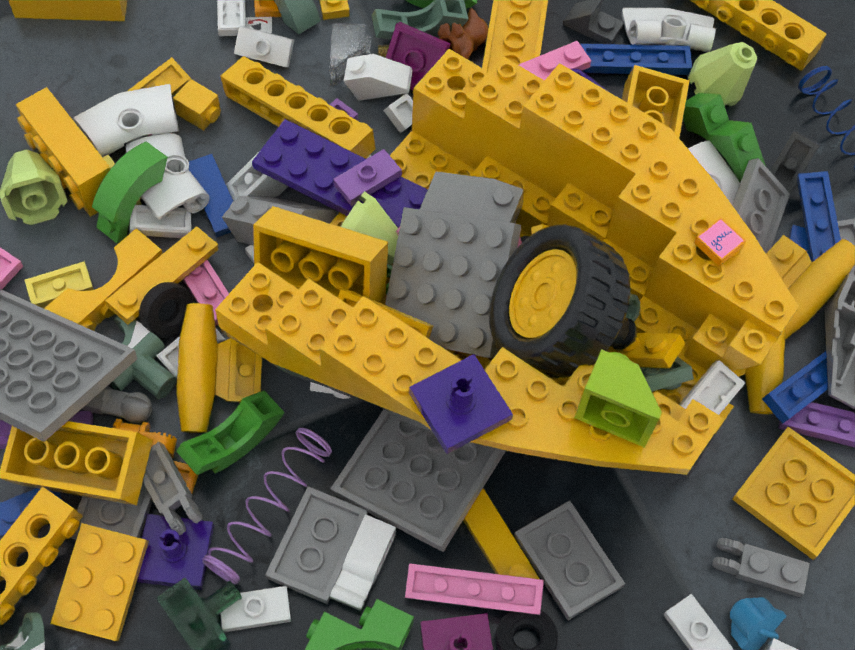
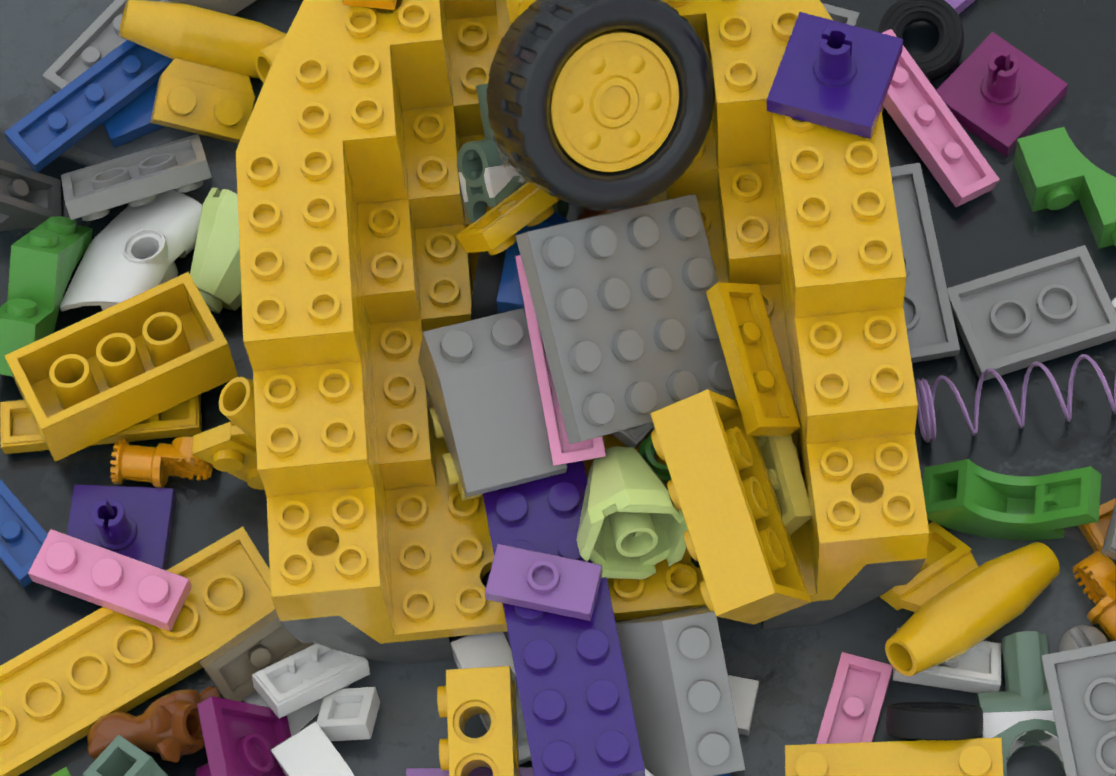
camera: 120 degrees left, 0 degrees up
(363, 562) = (1002, 245): white piece -> none

